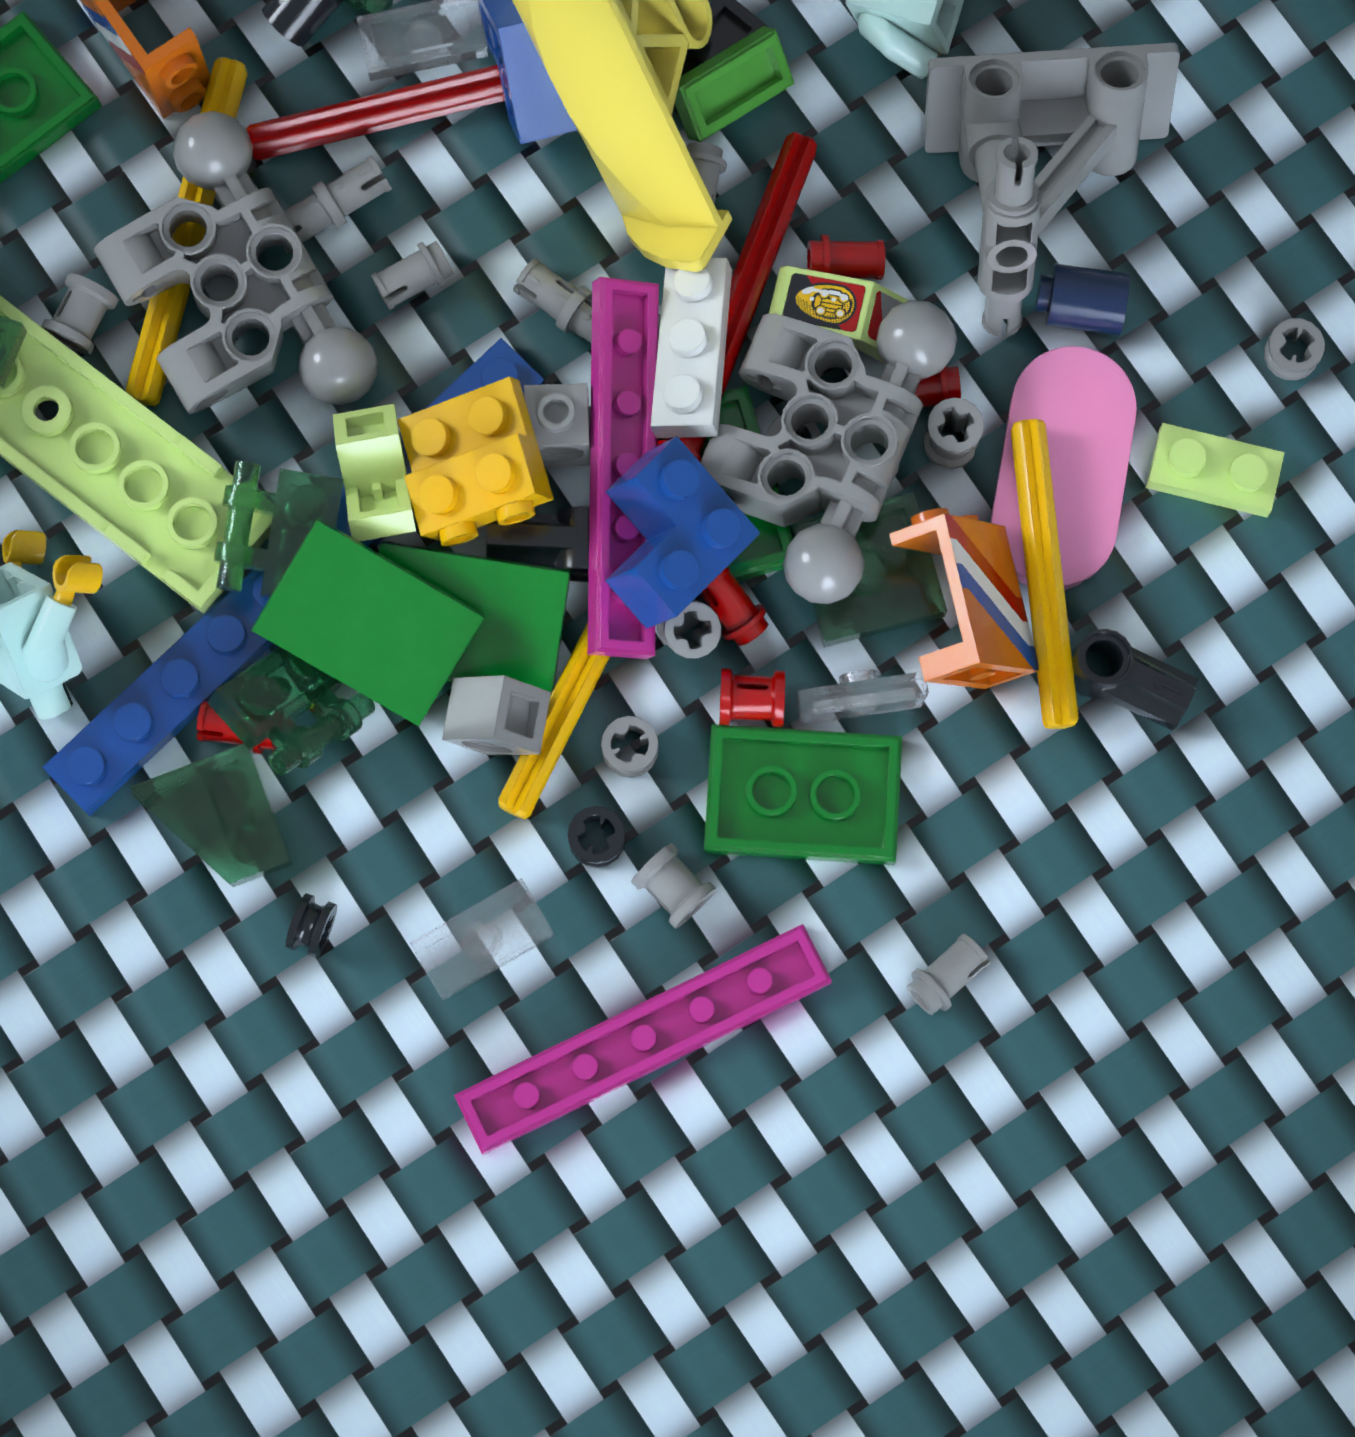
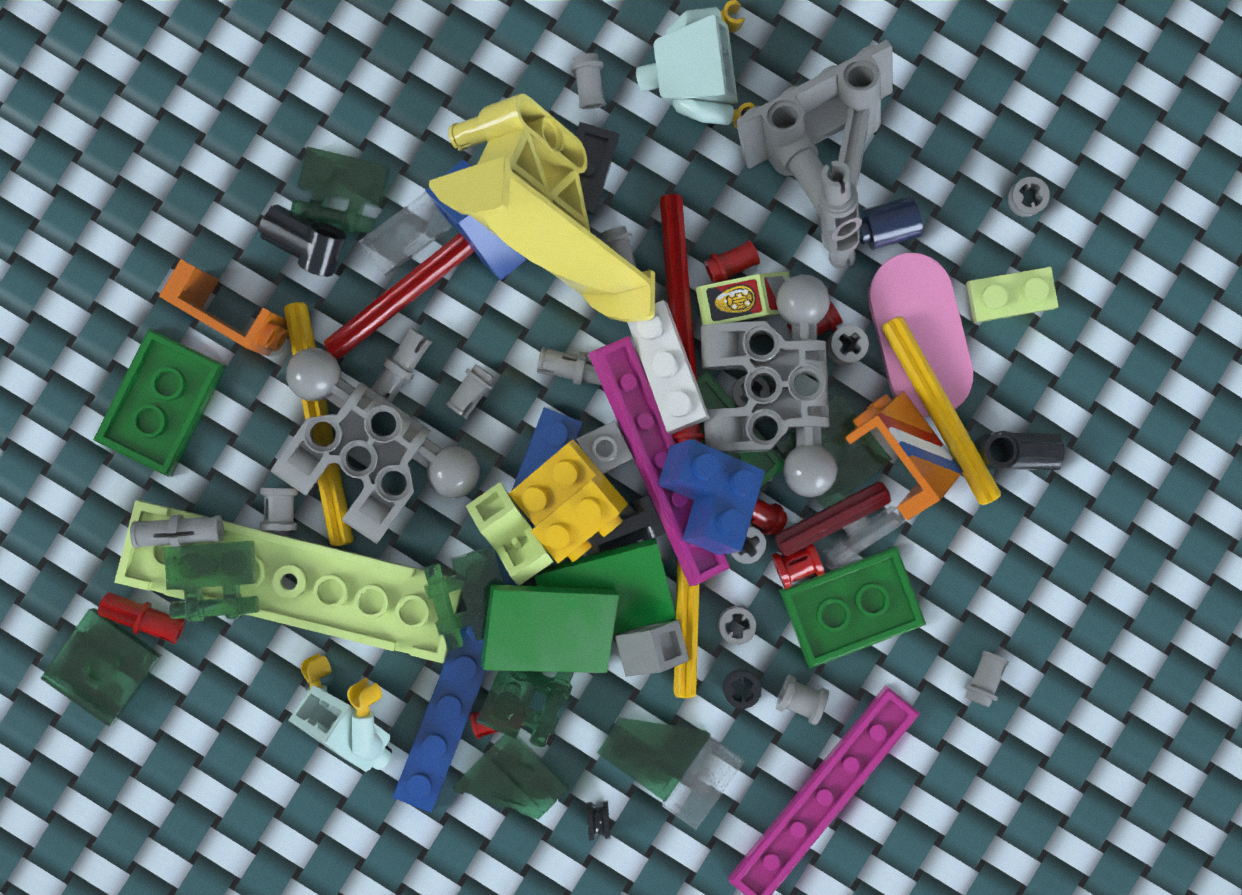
camera: 25 degrees left, 10 degrees up
(428, 866) = (652, 752): none -> clear green wing
(732, 83) = (613, 181): bright green tile -> none
(827, 652) = (832, 518): none -> dark red axle

